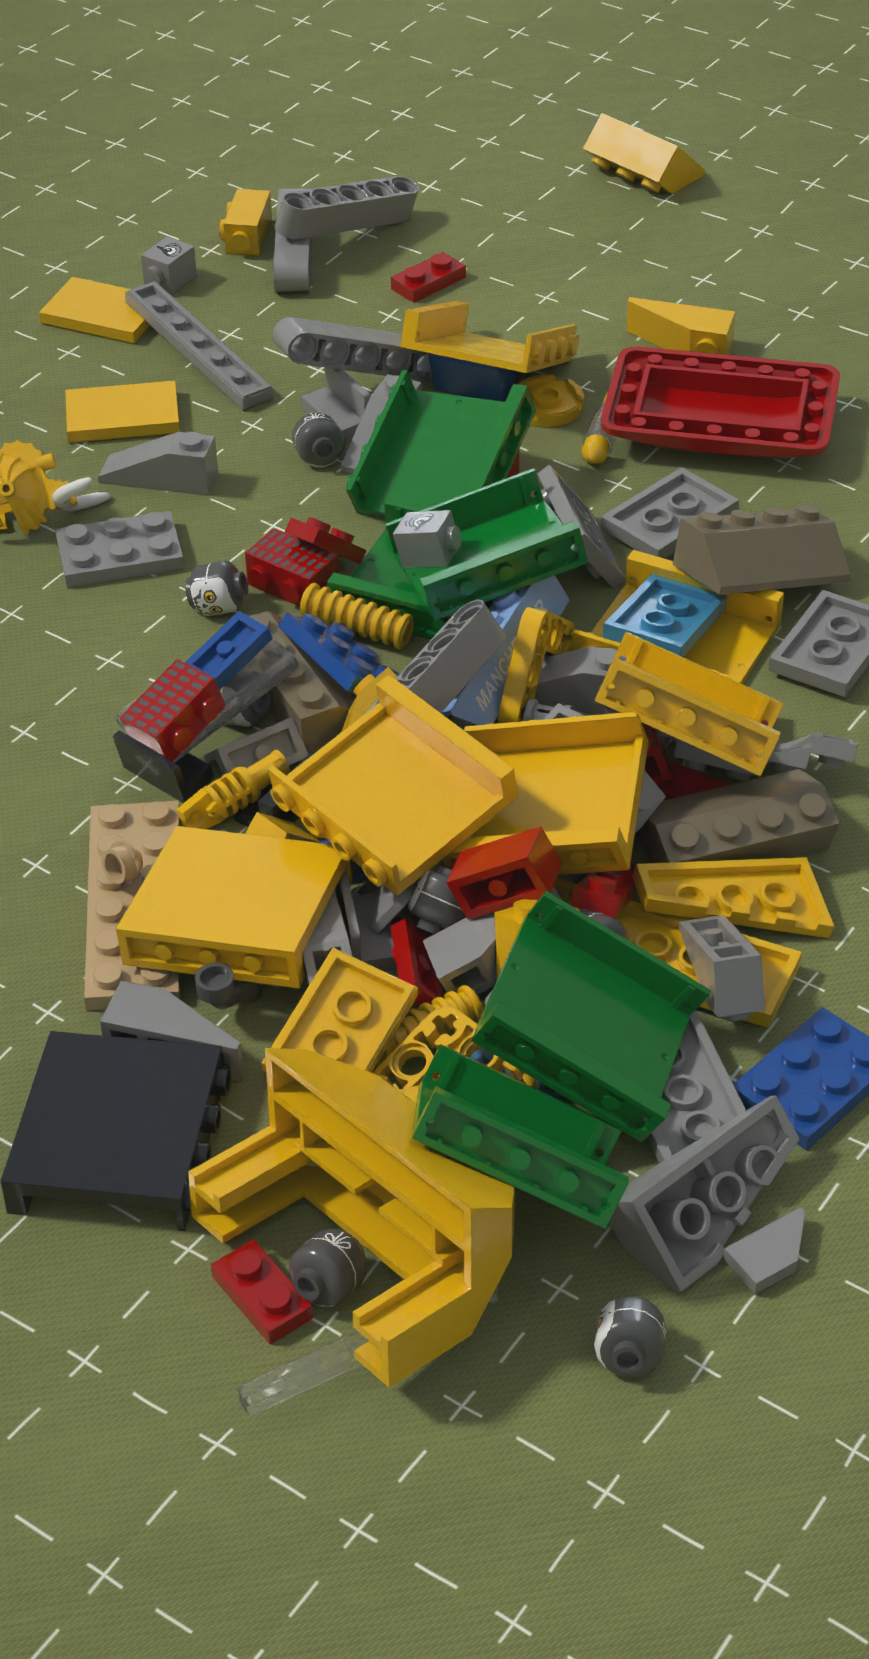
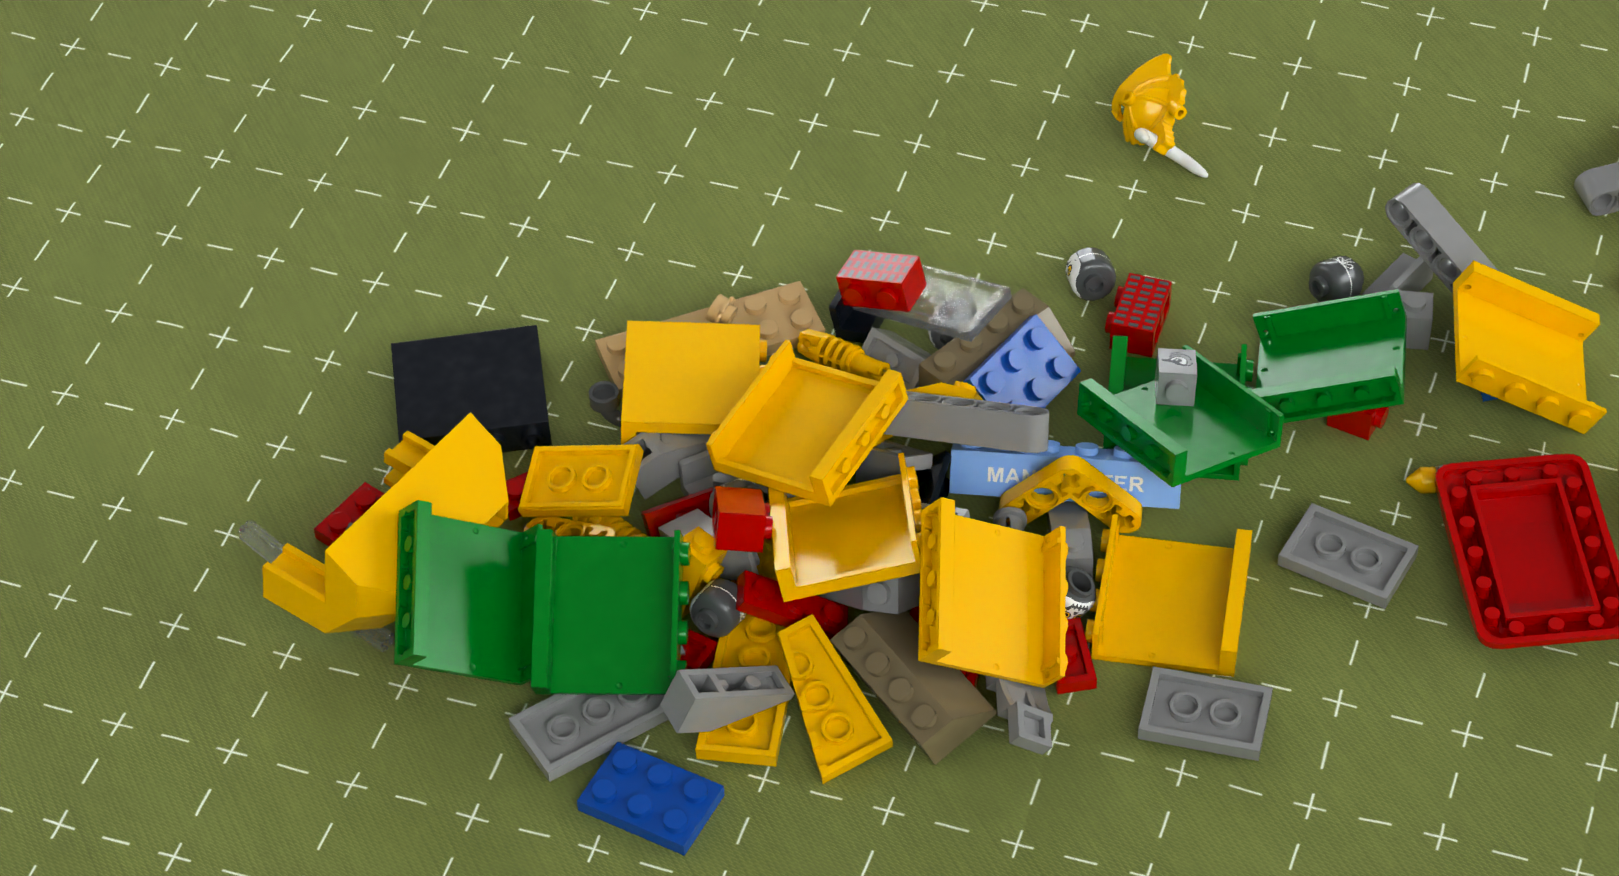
camera: 75 degrees right, 5 degrees up
(94, 310) = (1476, 85): yellow tile -> none
(119, 549) = (1131, 203): light grey plate -> none
(121, 411) = (1327, 145): yellow tile -> none
(158, 1015) = (572, 378): light grey slope -> none
(169, 264) = (1560, 103): light grey brick -> none
(171, 463) = (1253, 196): light grey slope -> none
(199, 345) = (1459, 146): light grey tile -> none
(231, 648) = (951, 287): blue plate -> none
(317, 533) = (1172, 318): red plate -> none
(358, 615) = (1094, 357): yellow piece -> none
(554, 400) = (1497, 429): yellow tile -> none
(571, 508) = (1274, 485): light grey plate -> none
(630, 1331) = (349, 726): dark grey head -> none
(666, 614) = (1170, 576): dark azure plate -> none
(694, 1200) = (490, 739): light grey wedge -> none
(761, 550) = (1282, 622): dark tan slope -> none
(768, 1252) = (460, 800): light grey tile -> none

